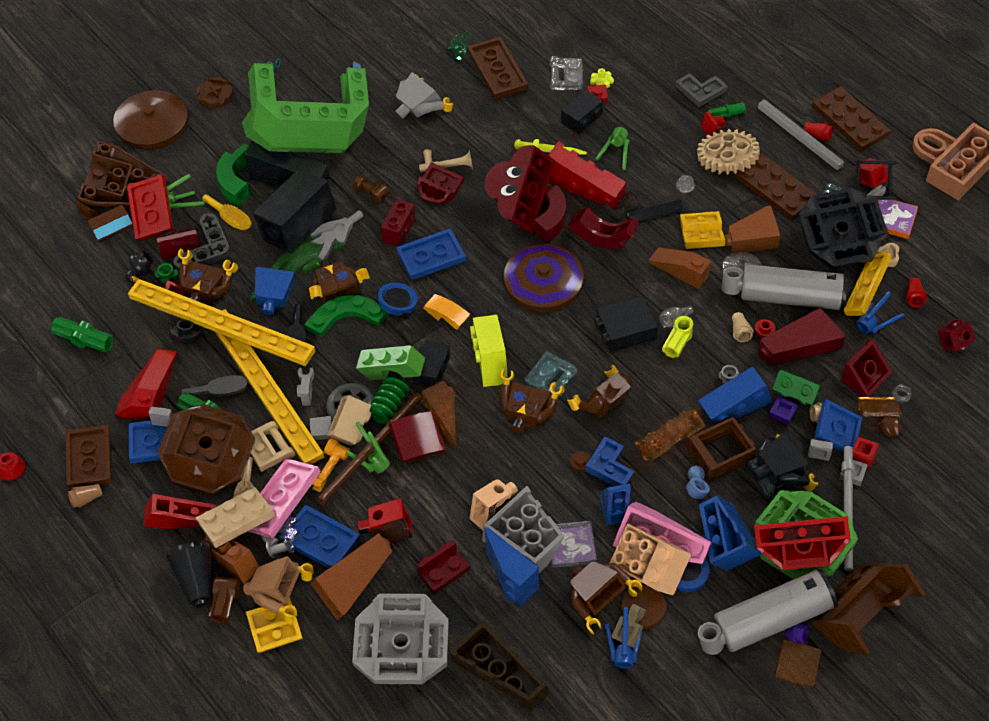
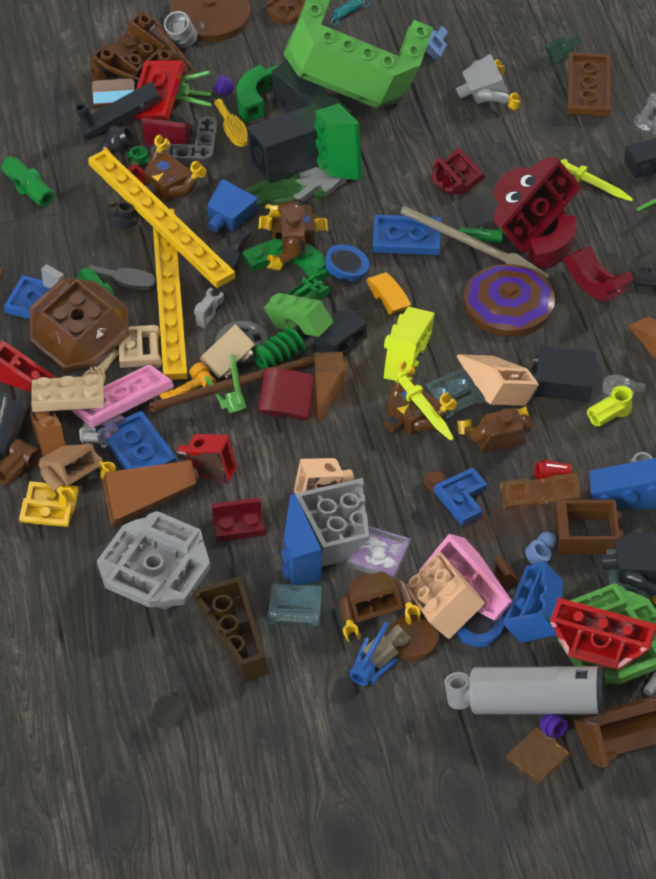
camera: 25 degrees right, 5 degrees down
(126, 239) = (116, 112): none -> black piece
(138, 145) = (180, 29): none -> light grey wheel
(148, 387) = (62, 251): red wedge -> none
(201, 181) = (223, 85): none -> dark purple plate
(319, 427) = (197, 349): light grey tile -> none
(338, 197) = (338, 143): none -> green slope
(343, 291) = (292, 232): none -> reddish brown torso
(377, 191) = (389, 157): reddish brown leg -> none
(382, 336) = (311, 289): none -> green arm
(398, 223) = (391, 193): dark red brick -> none
(465, 160) = (499, 160): tan piece -> none
(489, 230) = (484, 235): none -> green axle
(524, 242) = (511, 258): none -> dark tan piece
(526, 393) = (415, 393): none -> neon yellow sword
(530, 616) = (295, 598): none -> clear light blue plate
(581, 350) = (499, 380): none -> light nougat slope
(585, 178) = (608, 218): red wedge -> none
(615, 502) = (440, 523): blue slope -> none
(664, 412) = (550, 468): none -> red cone
(682, 517) = (505, 573): none -> reddish brown slope

